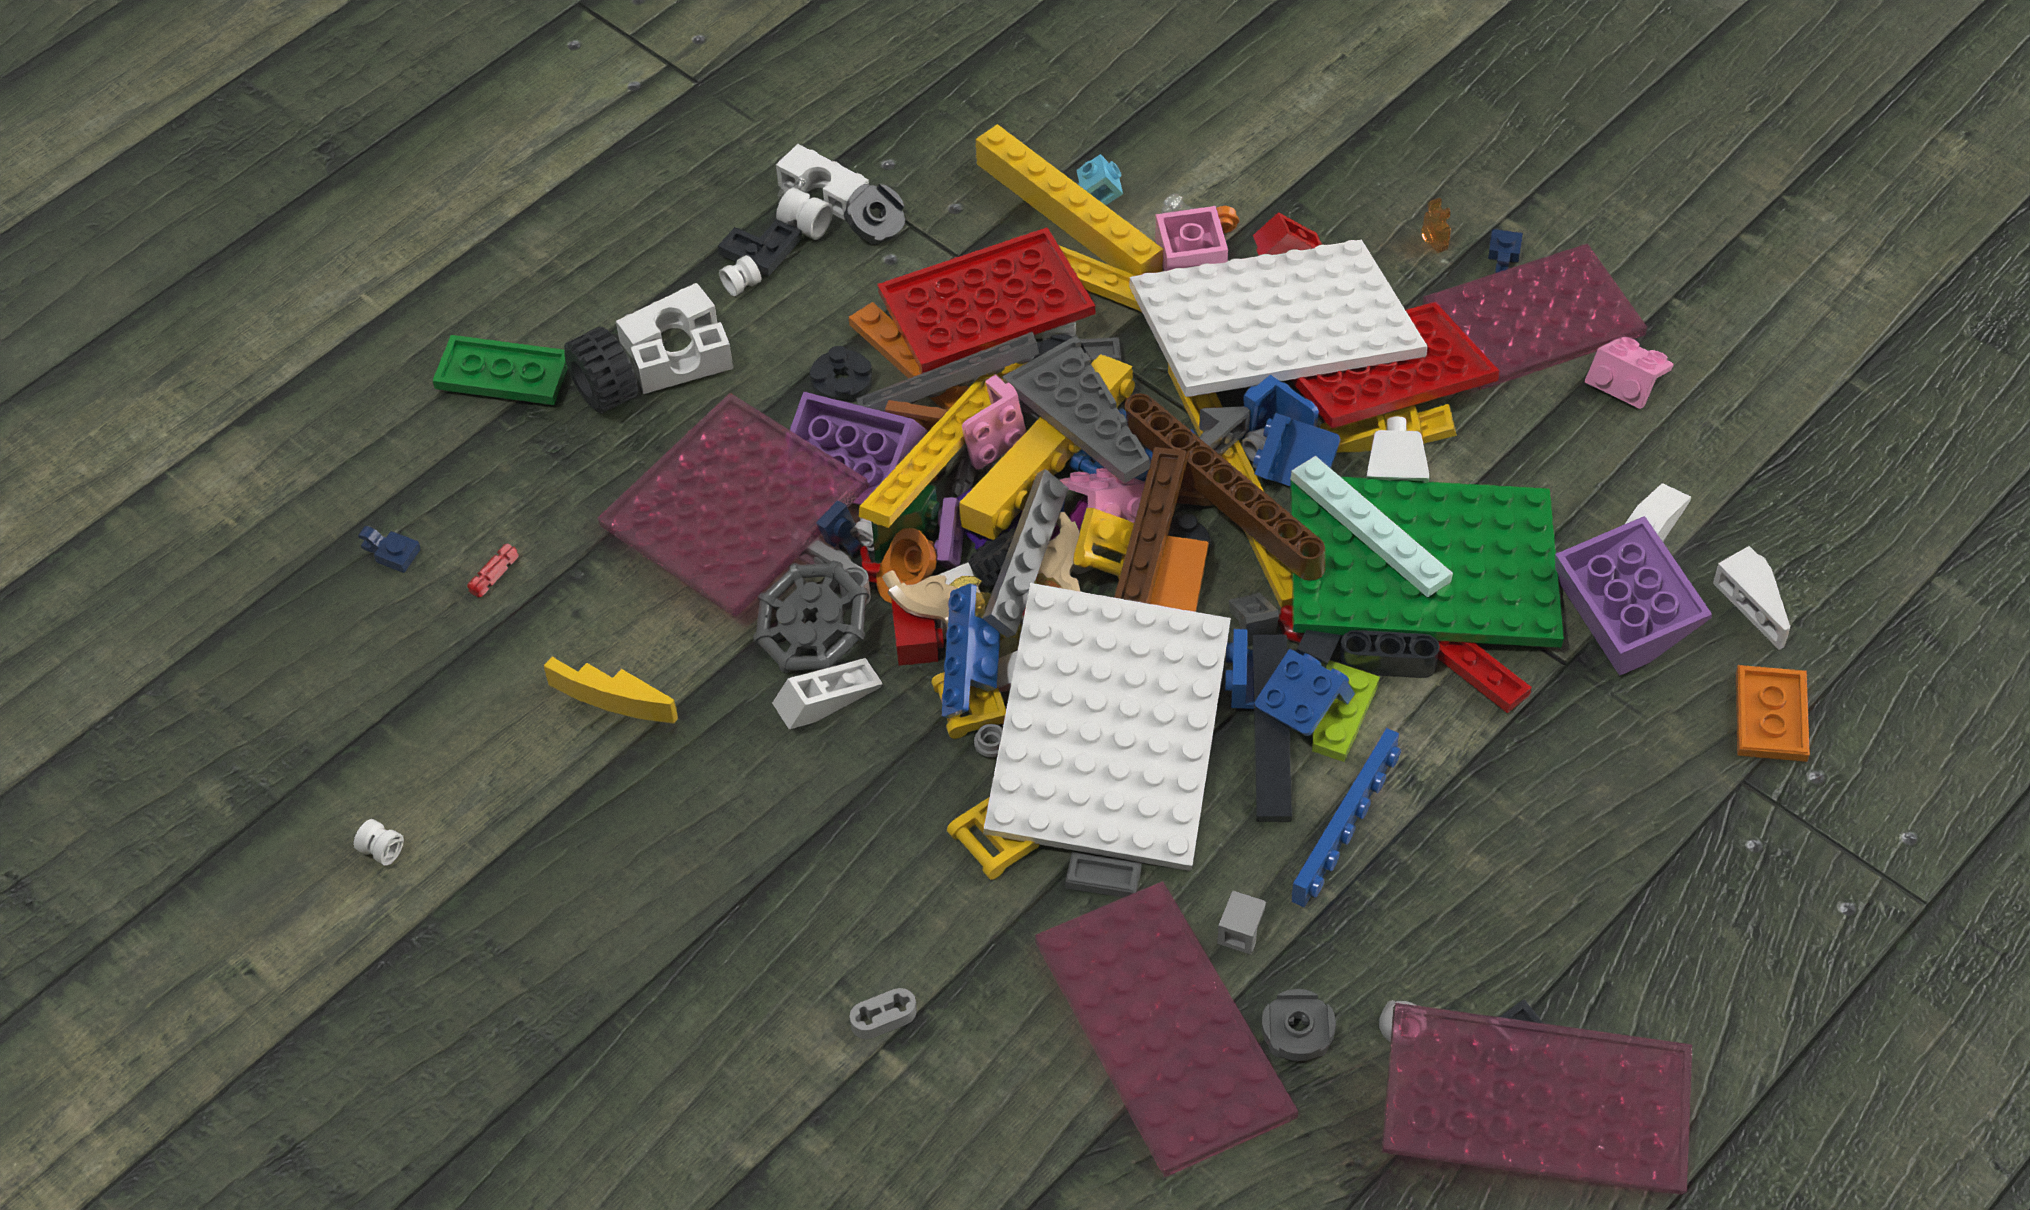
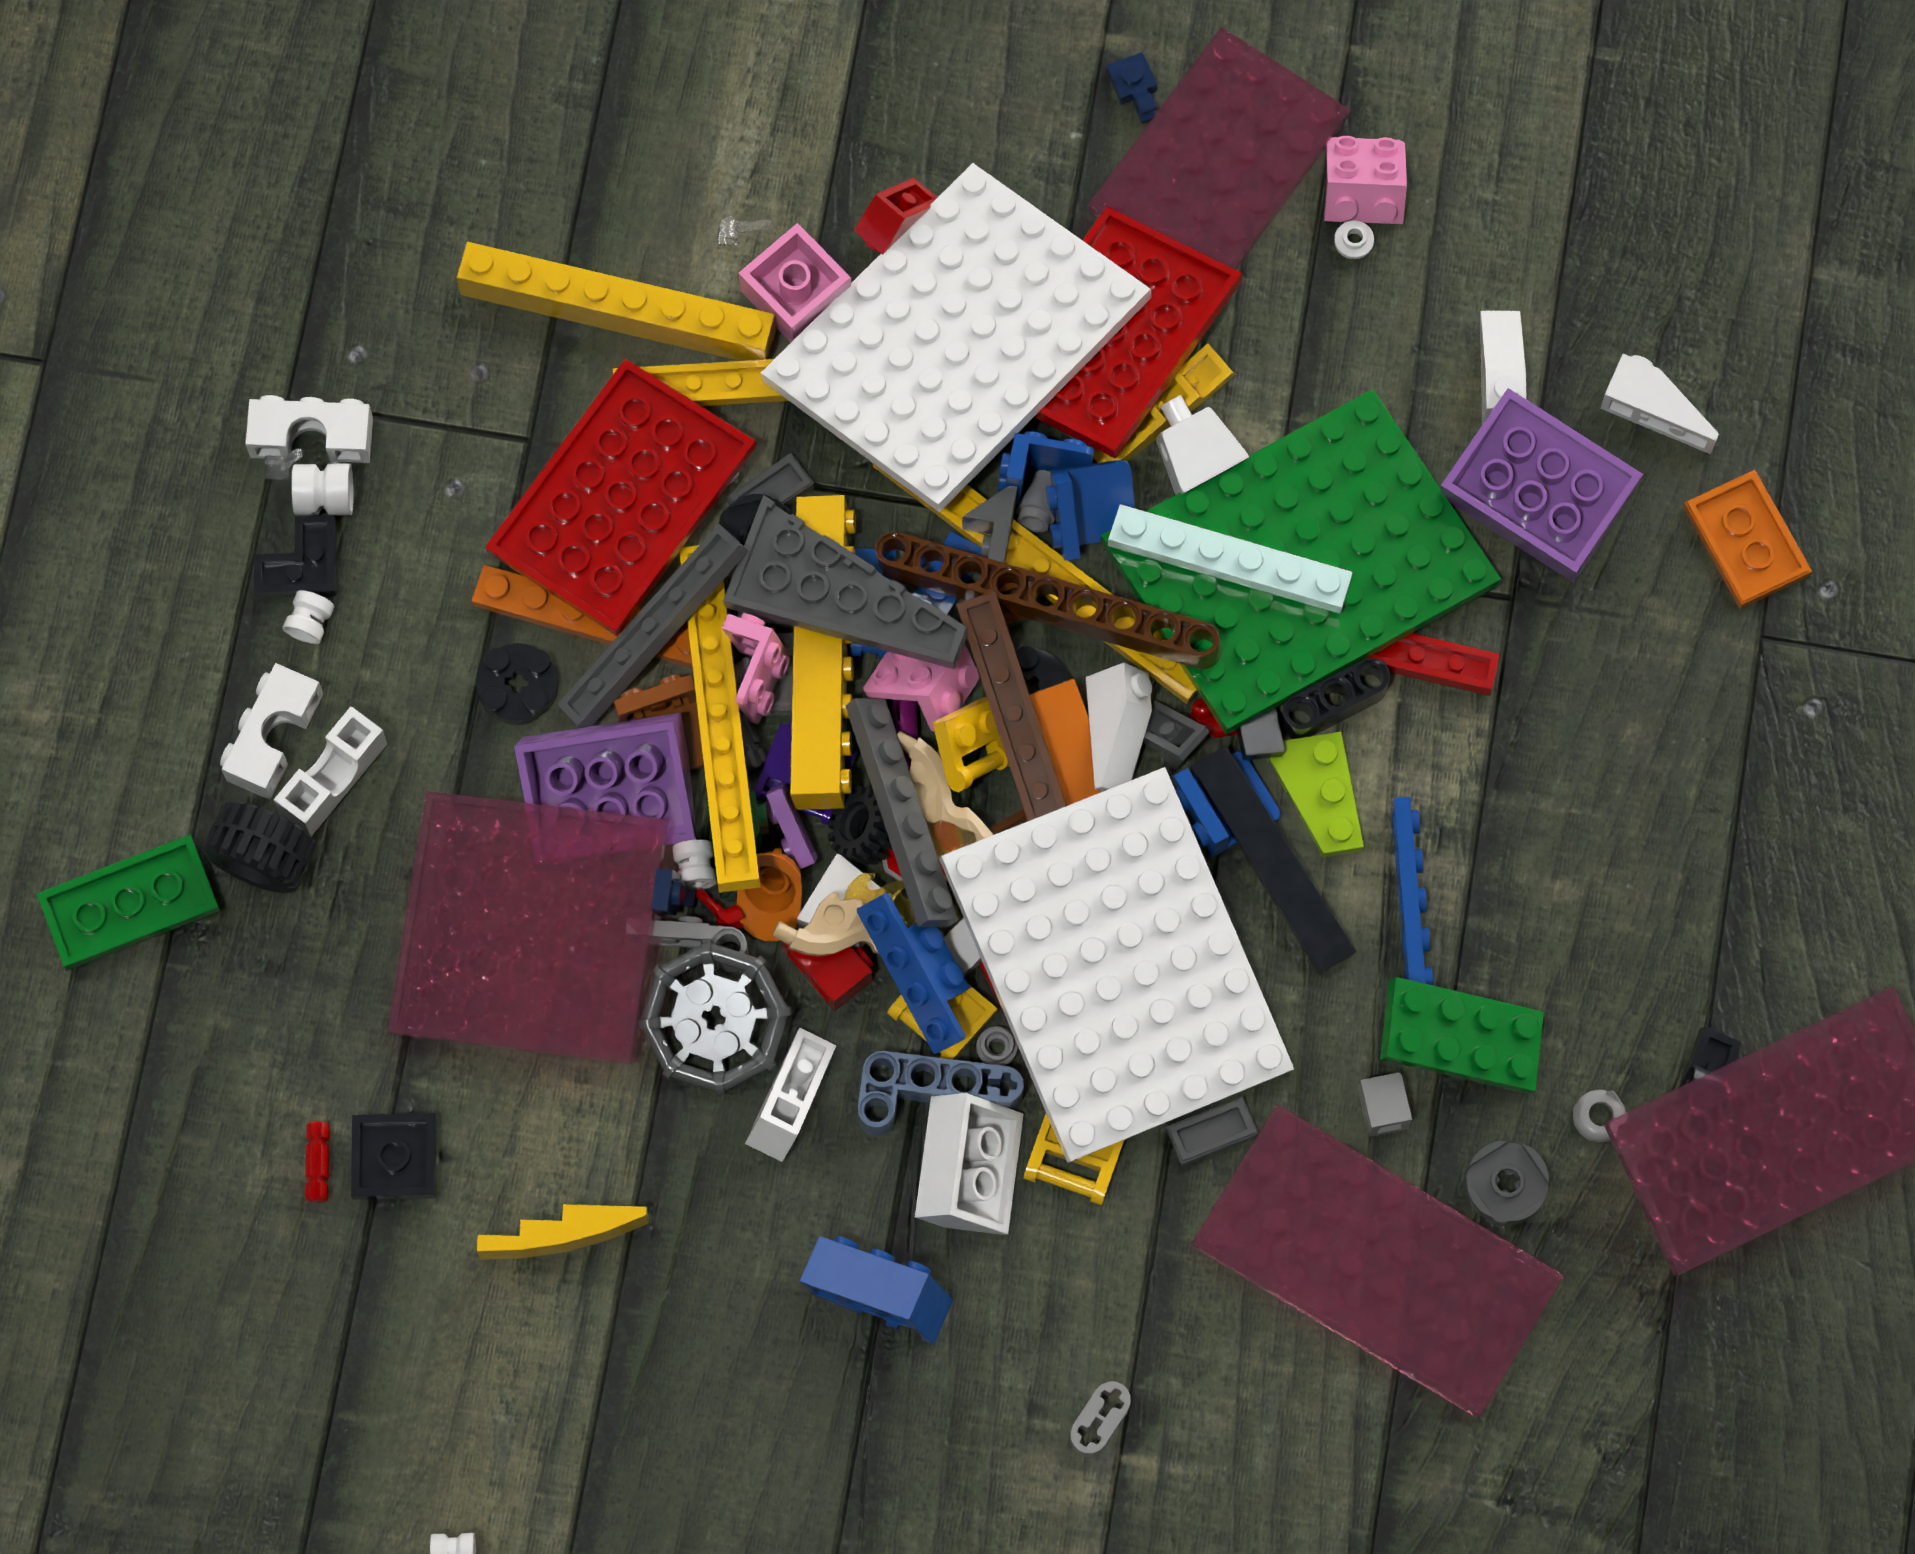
camera: 35 degrees left, 20 degrees up
(393, 551) = (187, 1203): dark blue plate -> none
(541, 591) = (393, 1156): none -> black plate
(793, 838) = (877, 1286): none -> blue wedge
(864, 224) = (386, 453): plate -> none
(915, 799) = (969, 1164): none -> white slope
(966, 762) = (944, 1073): none -> sand blue beam
(1100, 179) = (632, 251): medium azure brick -> none
(1224, 581) = (1118, 722): none -> white slope
(1227, 218) = (804, 216): orange plate -> none
(1302, 692) = (1287, 808): blue bracket -> none
(1330, 904) = (1462, 1035): none -> green plate
(1435, 229) = (1048, 102): clear orange plate -> none
(1597, 401) = (1354, 250): none -> white plate

